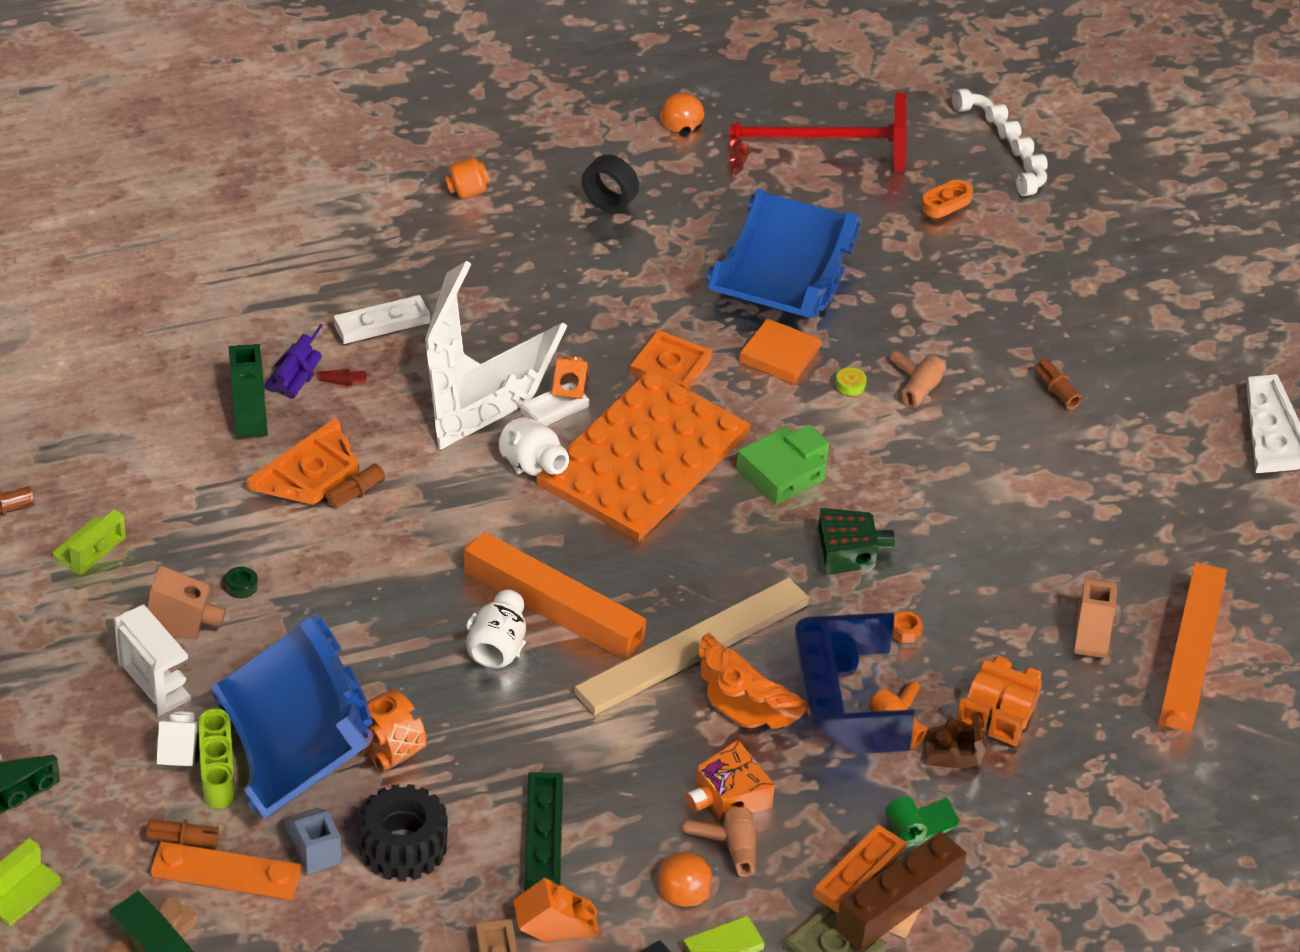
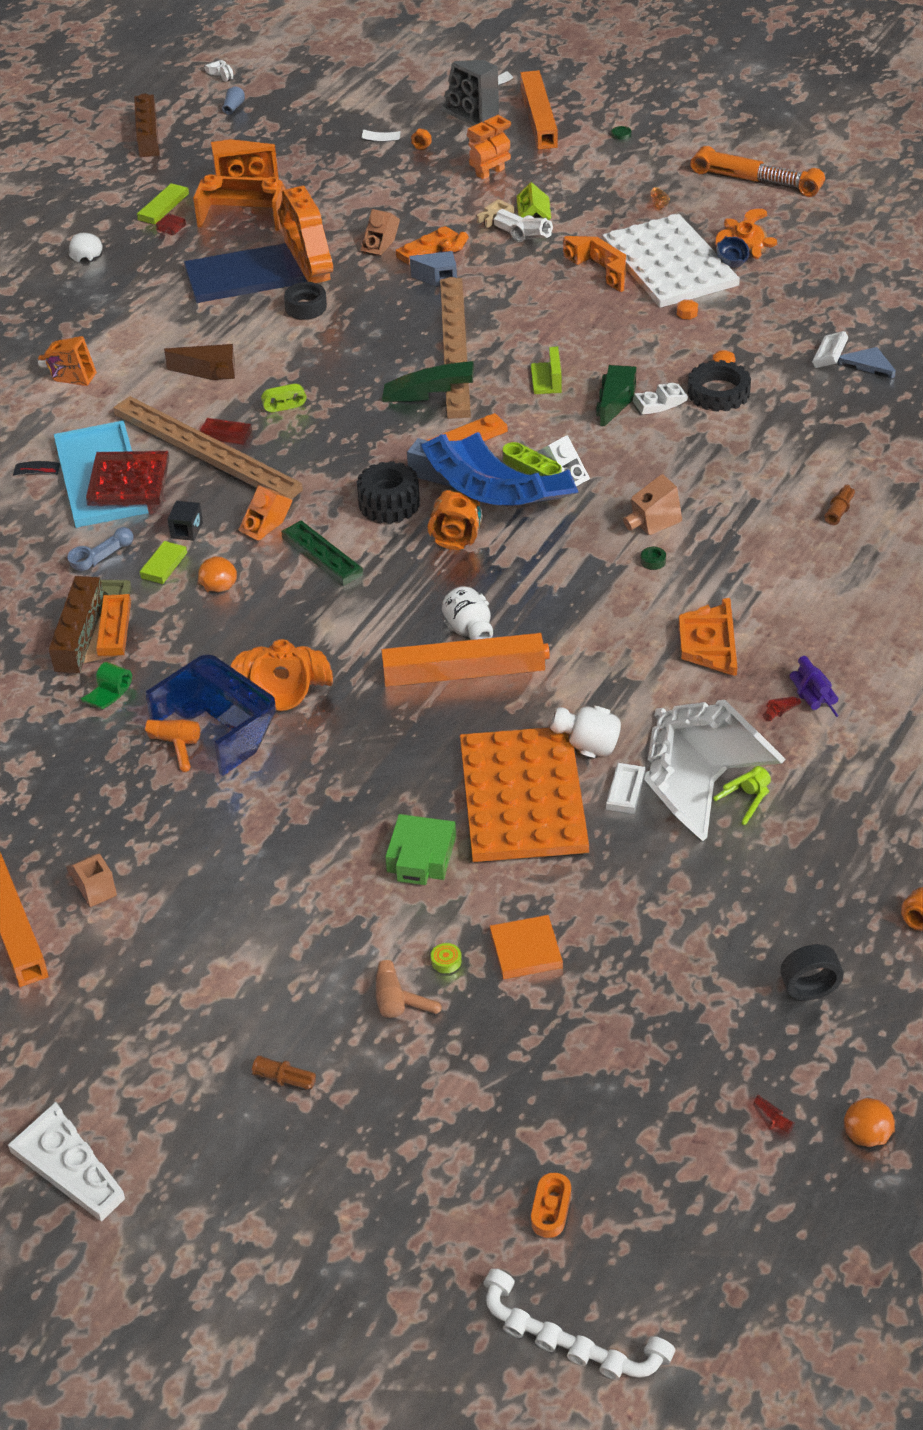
camera: 145 degrees right, 0 degrees up
(91, 542) = (762, 519): lime panel -> none
(147, 654) = (623, 470): white window -> none
(182, 833) = (502, 433): dark orange axle -> none
(247, 390) = (821, 644): dark green slope -> none
(355, 485) = (668, 646): dark orange axle -> none
(381, 319) = (813, 758): white plate -> none
(481, 326) = (752, 783): none -> lime plant
(570, 366) = (638, 805): orange bracket -> none
(672, 359) = (590, 878): orange tile -> none
(683, 649) = (348, 700): tan tile -> none
(730, 782) = (236, 628): orange torso -> none
(738, 832) = (208, 609): nougat piece -> none
(787, 255) = (598, 1004): blue panel -> none
(850, 540) = (316, 821): dark green torso -> none
(894, 132) = (660, 1225): red tile -> none
(907, 627) = (223, 793): orange tile -> none
(956, 745) = (121, 740): reddish brown hand -> none
(1005, 689) = (116, 790): orange hips -> none

